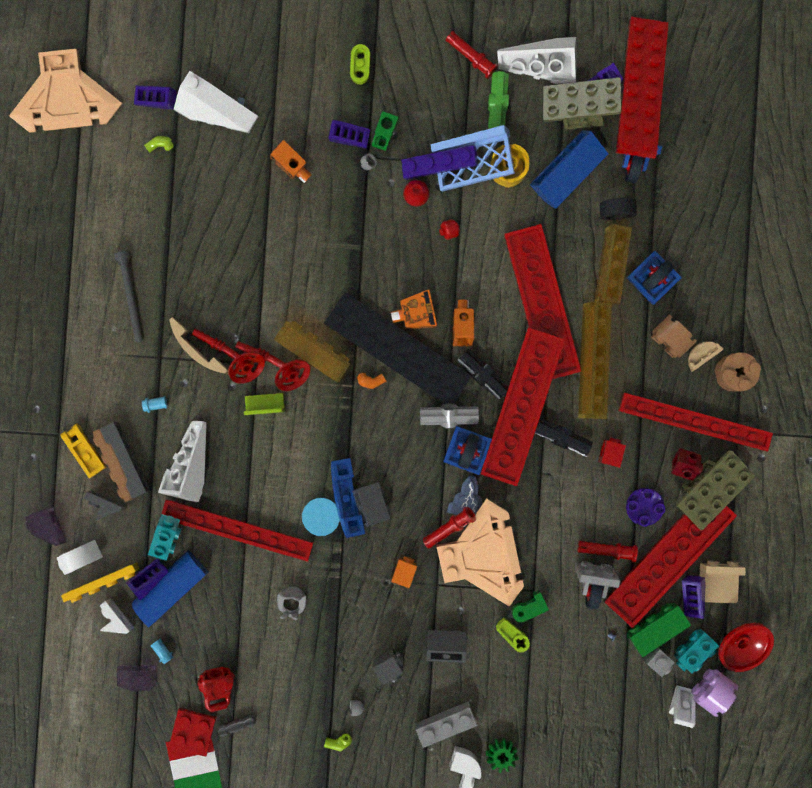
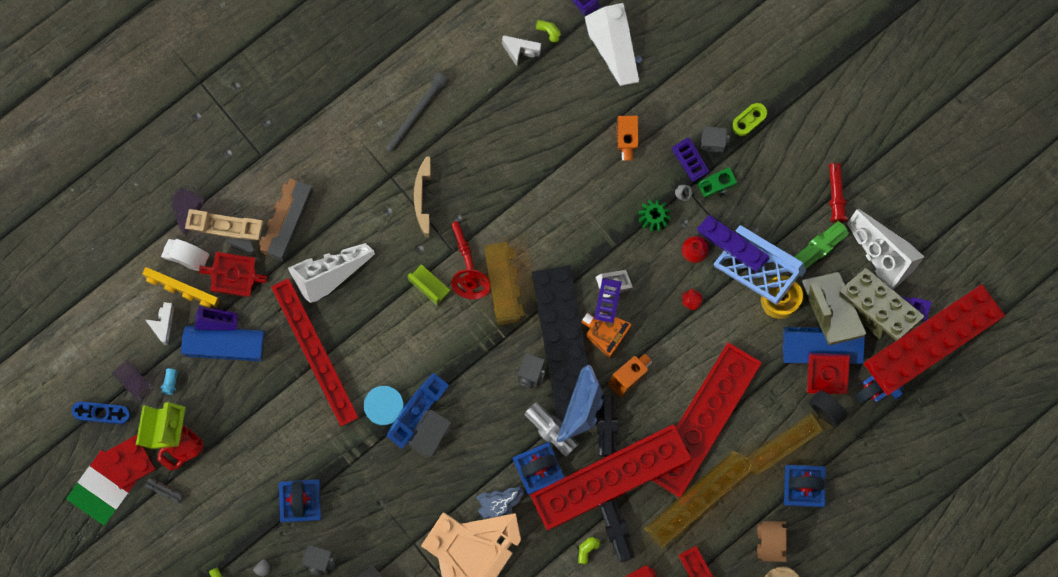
camera: 45 degrees right, 10 degrees down
(82, 512) = (224, 225): none -> tan slope
(83, 451) = (267, 185): yellow plate -> none
(125, 537) = (232, 274): none -> red plate
(149, 178) = (515, 46): none -> white slope
(153, 714) = (85, 416): none -> blue beam
(154, 404) = (352, 204): medium azure pin -> none
(165, 533) = (259, 302): teal brick -> none
(187, 691) = (160, 426): none -> lime panel
(242, 360) = (445, 238): red dish -> none
(291, 593) = (307, 439): light grey piece -> none
(333, 638) = (299, 501): none -> blue plate
(351, 103) = (714, 139): none -> dark grey brick
(367, 191) = (662, 215): none -> green gear
(371, 383) = (519, 346): orange arm -> none
(387, 273) = (617, 275): none -> white slope
(396, 392) = (531, 371): none -> dark grey brick
(404, 571) = (401, 506): orange brick -> none
(408, 302) = (604, 316): none -> dark purple slope
(455, 379) = (582, 406): none -> medium blue wedge
(455, 523) = (474, 508): red pin -> none
(552, 138) = (833, 311): none -> olive bracket
(553, 469) = (587, 546): none -> lime arm
(593, 185) = (828, 373): none -> red plate

